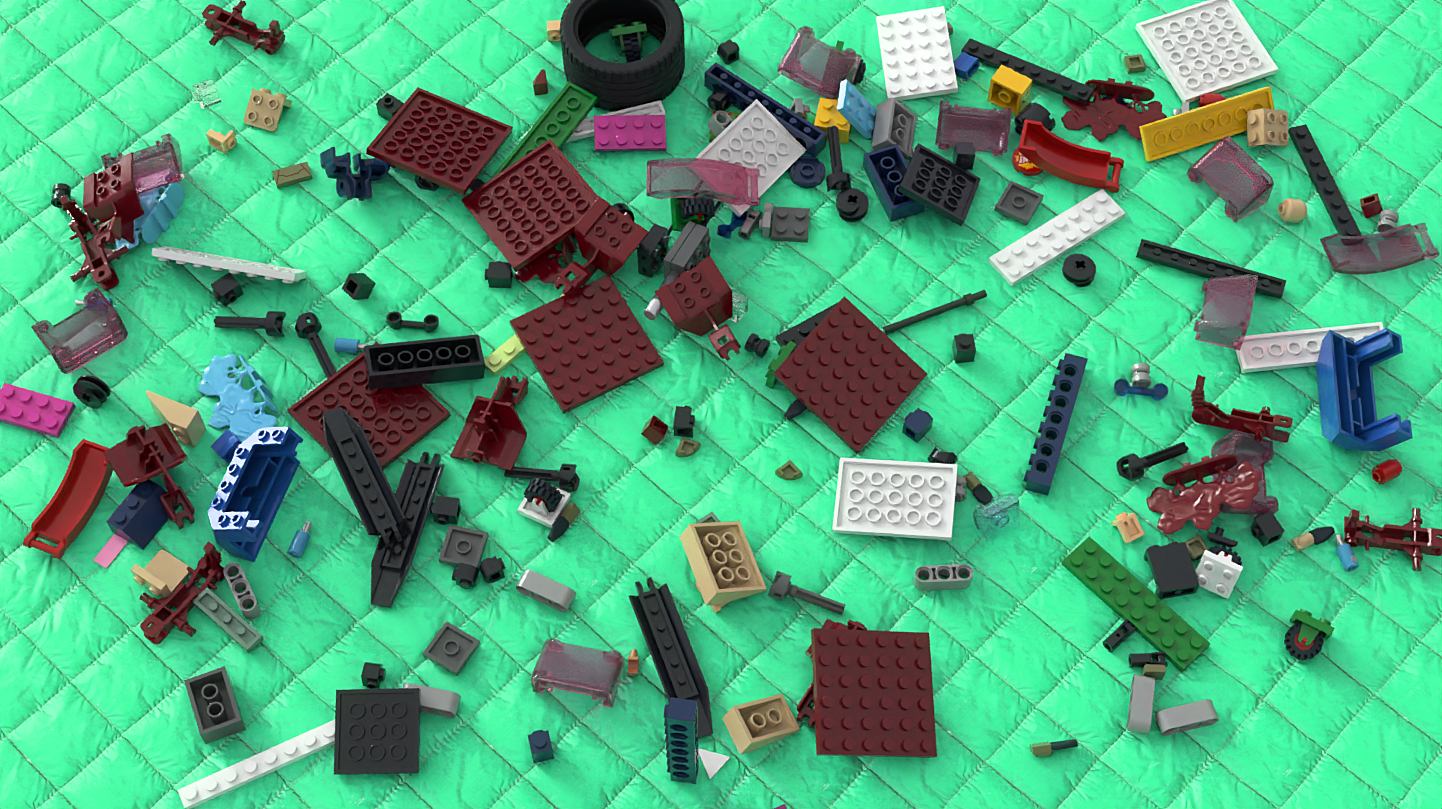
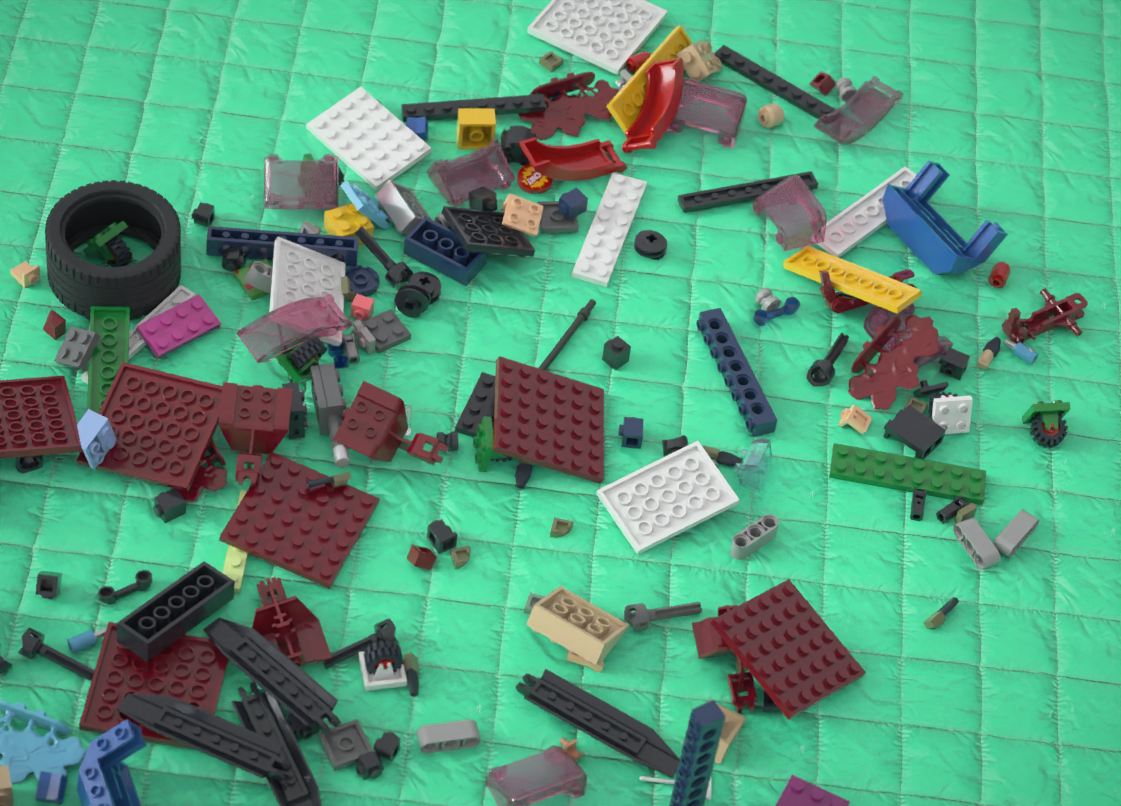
camera: 45 degrees left, 10 degrees down
(449, 457) = (274, 673): none -> black hinge
(474, 189) = (95, 437): none -> light blue slope
(534, 110) = (77, 348): none -> dark grey plate
(636, 327) = (335, 480): none -> piece
(785, 173) = (345, 283): none -> olive tile
(786, 195) = (362, 307): none -> coral plate
(829, 210) = (412, 300): none -> black piece
(982, 185) = (522, 214): none -> light nougat bracket
(1035, 198) = (572, 203): none -> dark blue brick
(1189, 151) = (658, 107): none -> red windscreen
(1228, 400) = (853, 279): none -> yellow plate

